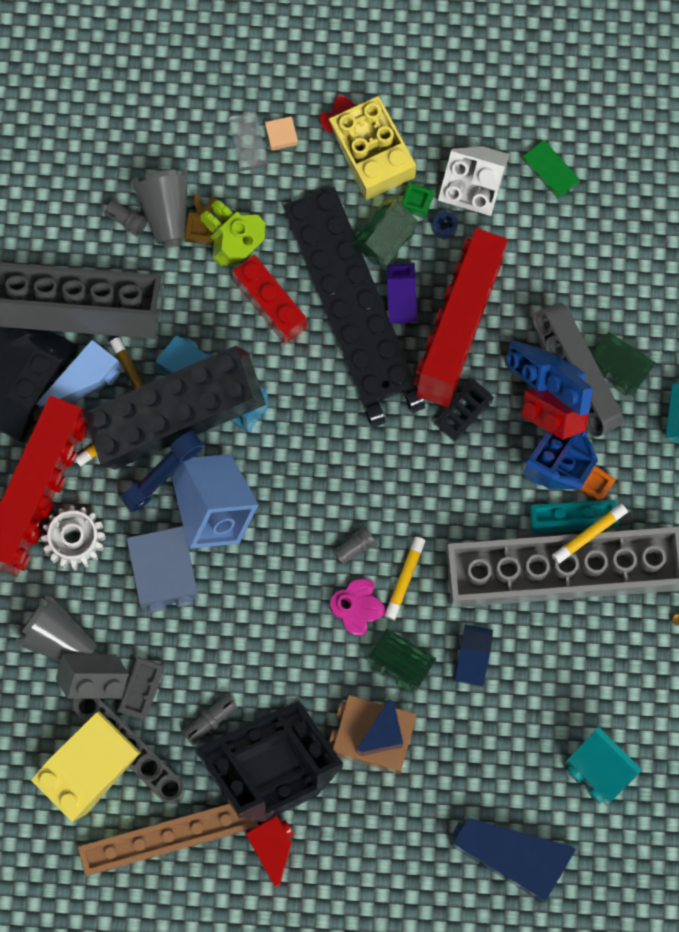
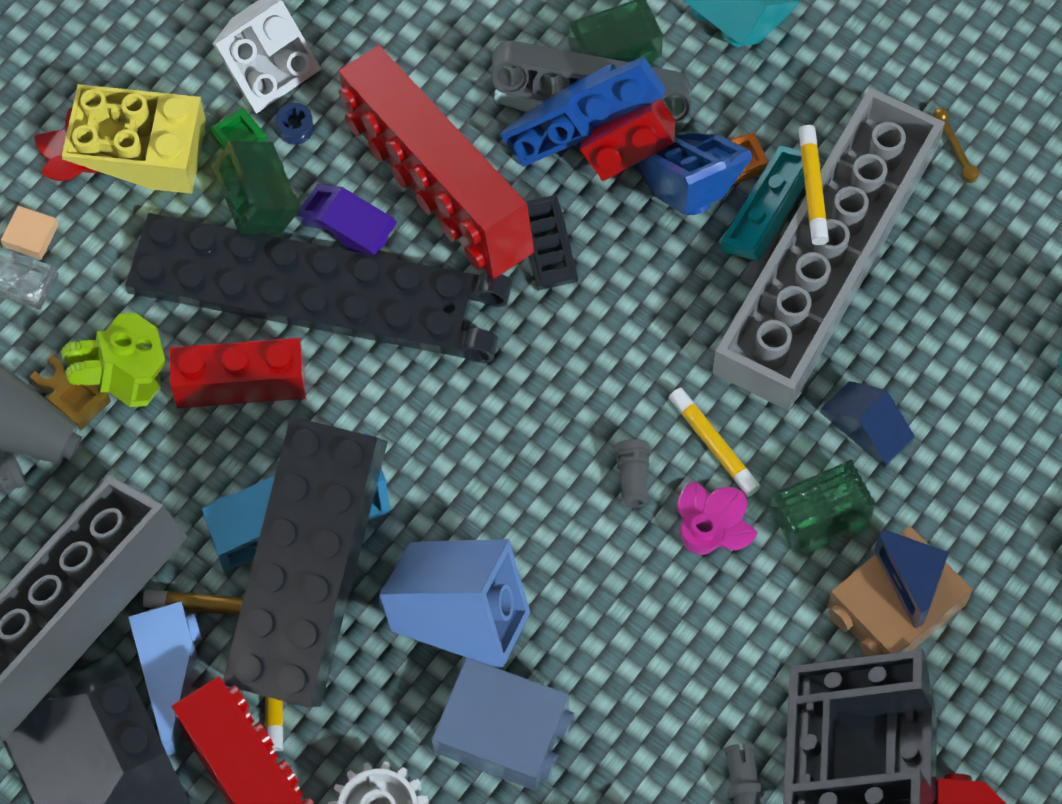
camera: 55 degrees left, 10 degrees down
(181, 451) = (380, 678): dark blue piece -> none

